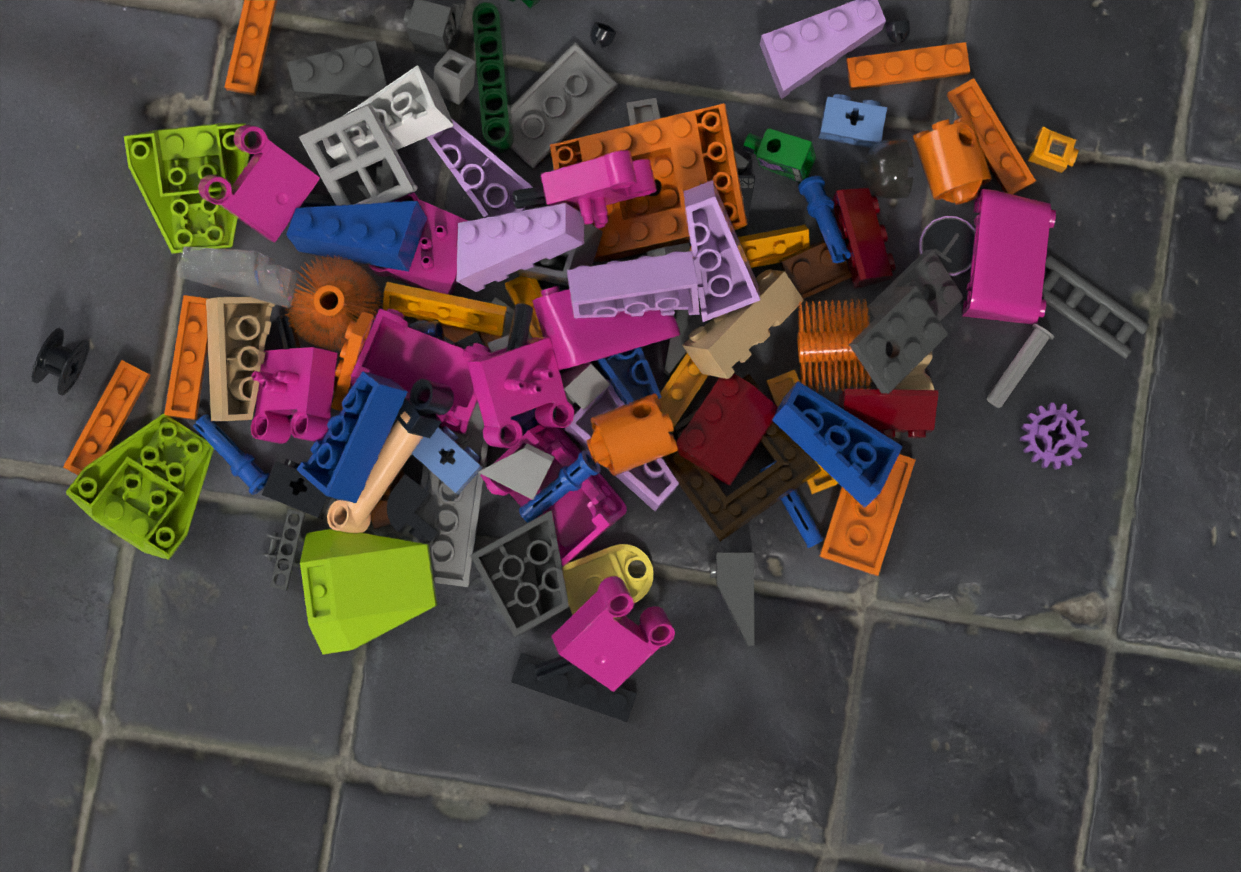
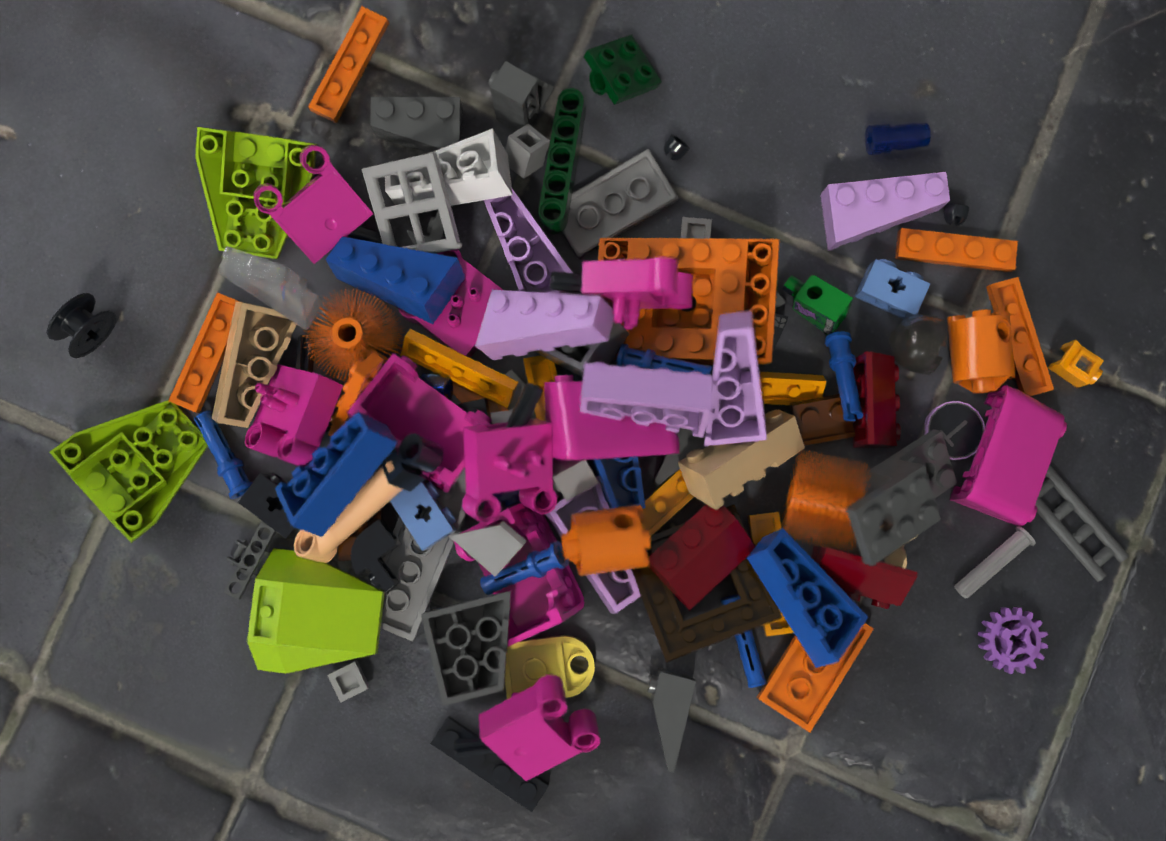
camera: 10 degrees right, 0 degrees up
(108, 416) = (116, 388): orange plate -> none
(415, 642) = (348, 681): none -> light grey plate
(630, 252) = (649, 360): none -> blue pin

